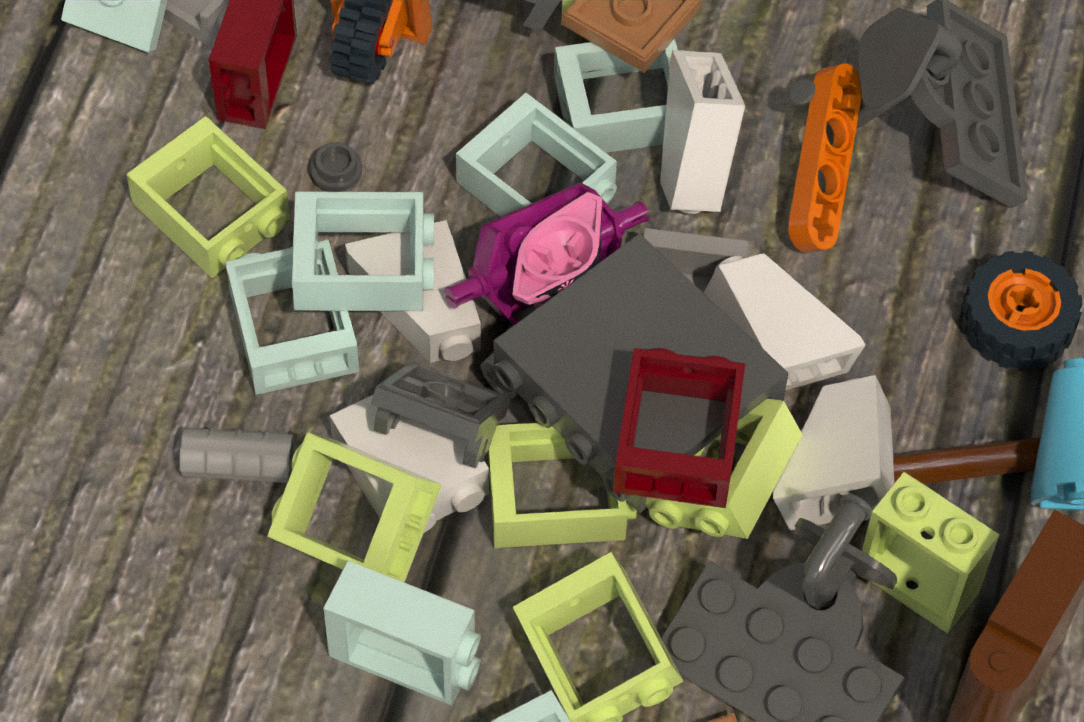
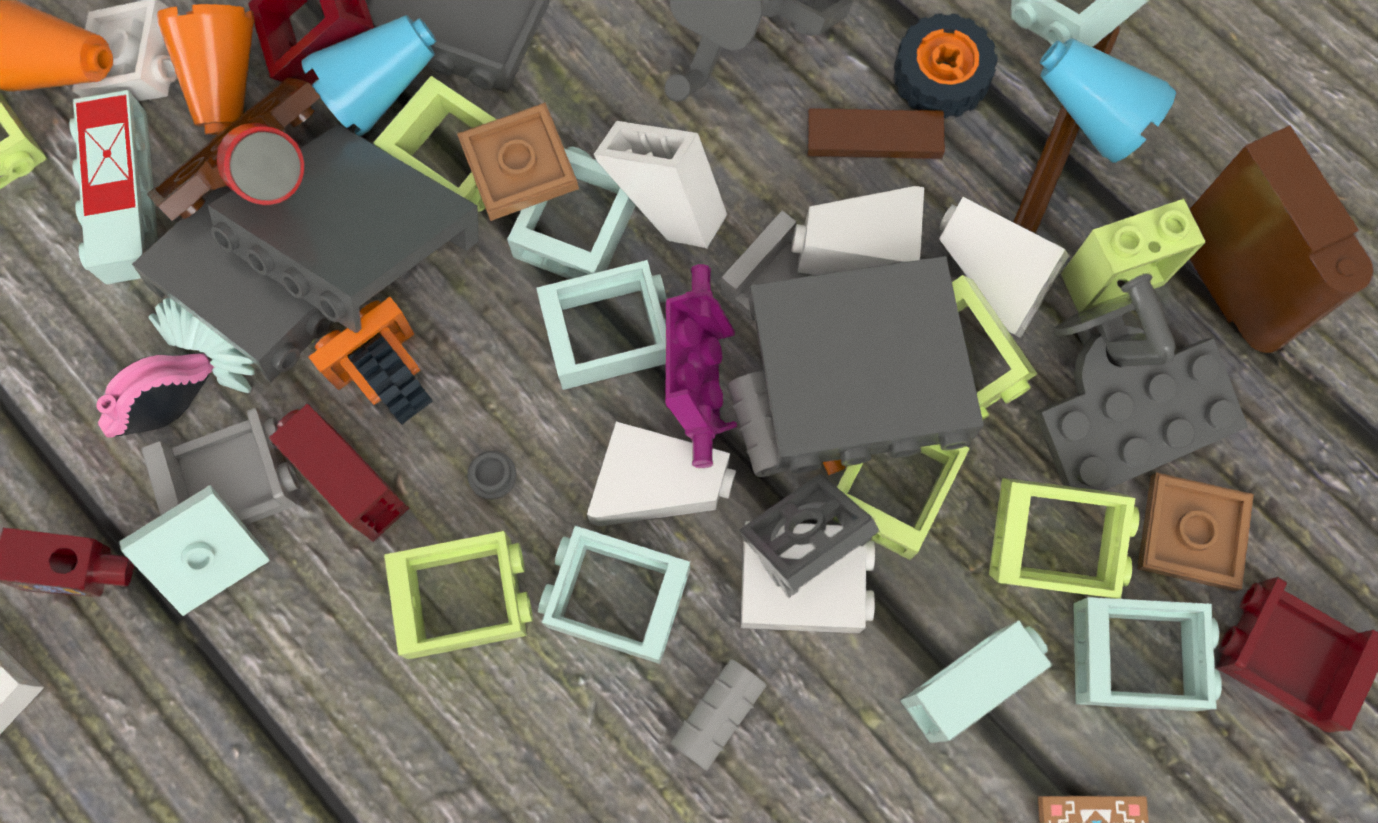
camera: 55 degrees left, 15 degrees up
(360, 213) = (628, 451): light aqua window -> none
(400, 522) = (827, 620): yellowish green window -> none
(559, 250) = (725, 354): bright pink hat -> none
(674, 474) = (986, 330): dark red window -> none
(815, 214) = (739, 110): orange beam -> none
(904, 293) = (875, 133): none -> reddish brown tile

